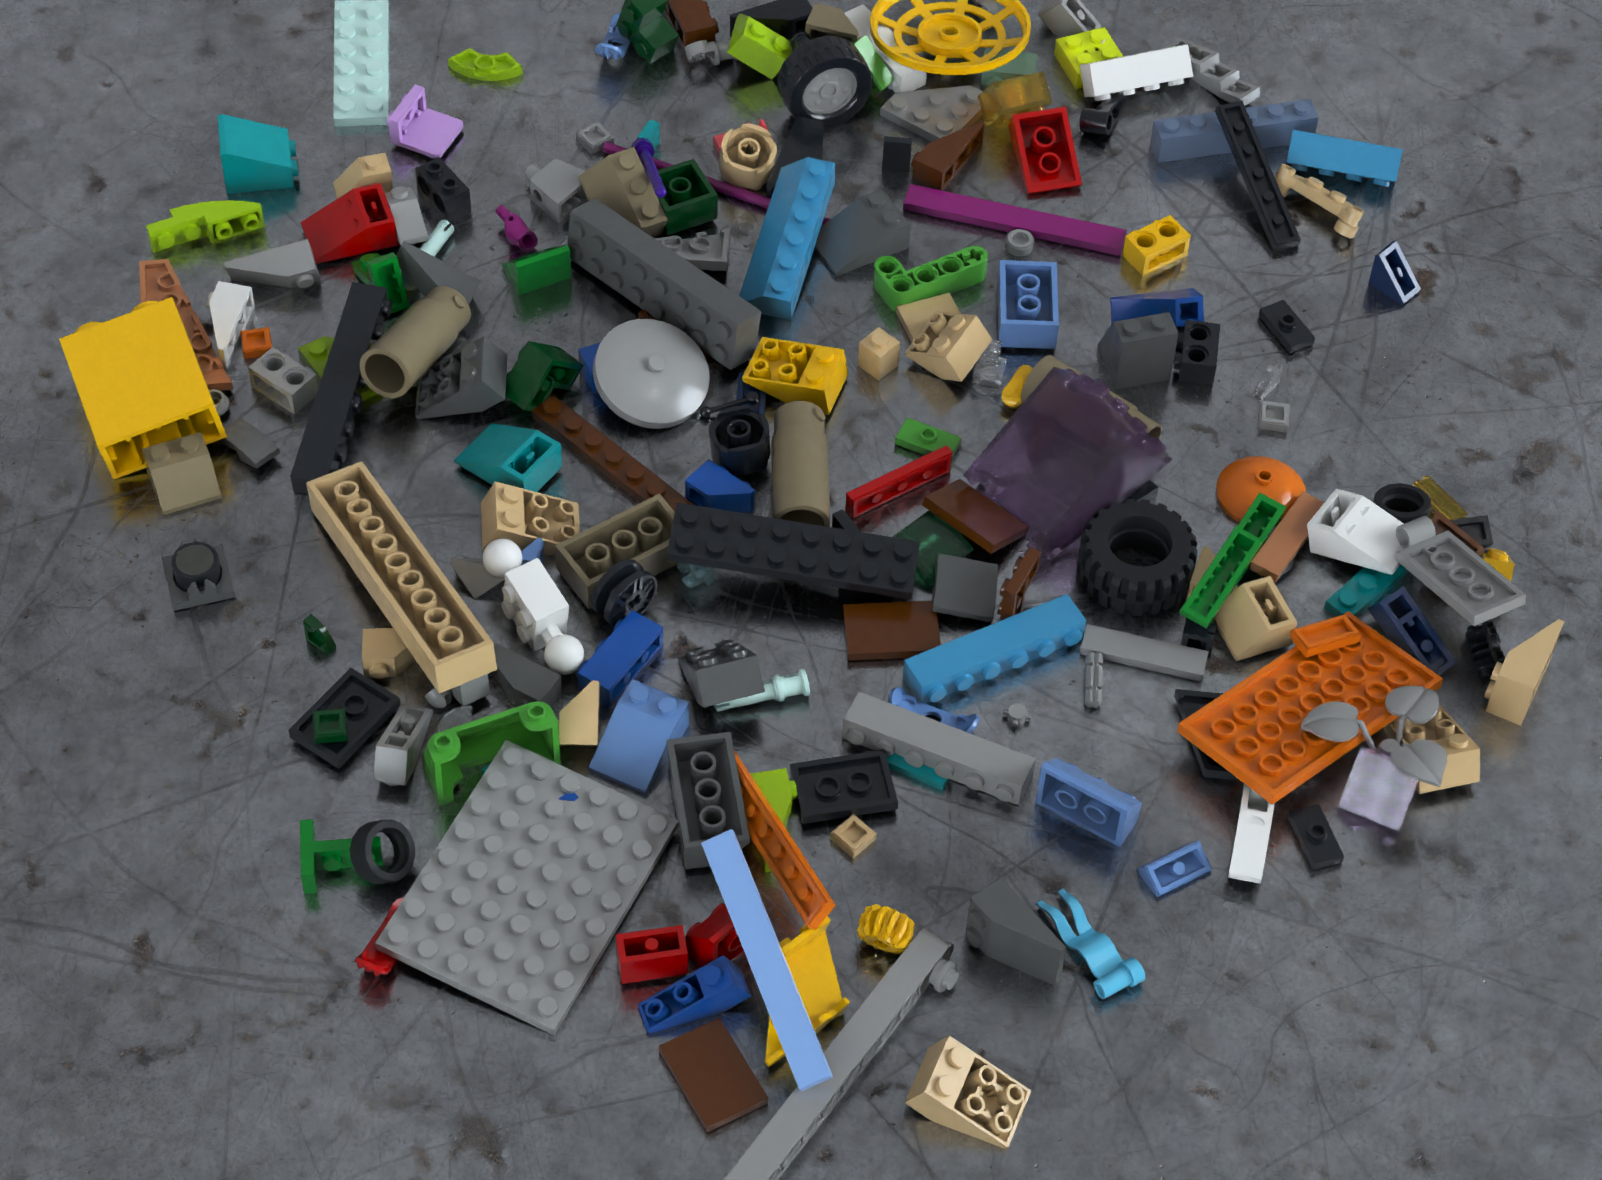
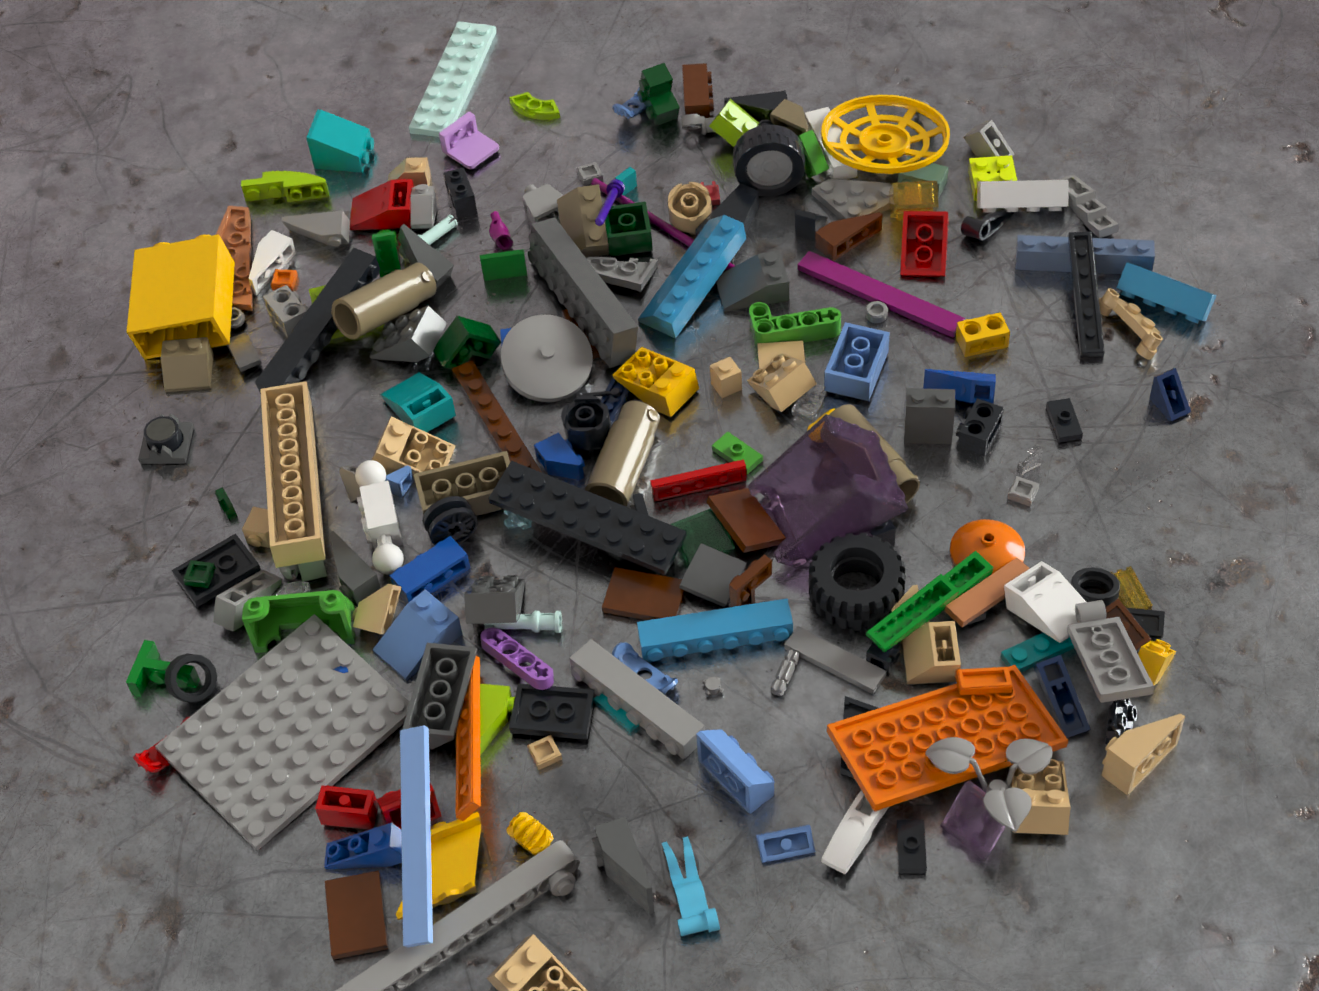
camera: 25 degrees right, 0 degrees up
(809, 746) = (521, 655): none -> medium lavender beam

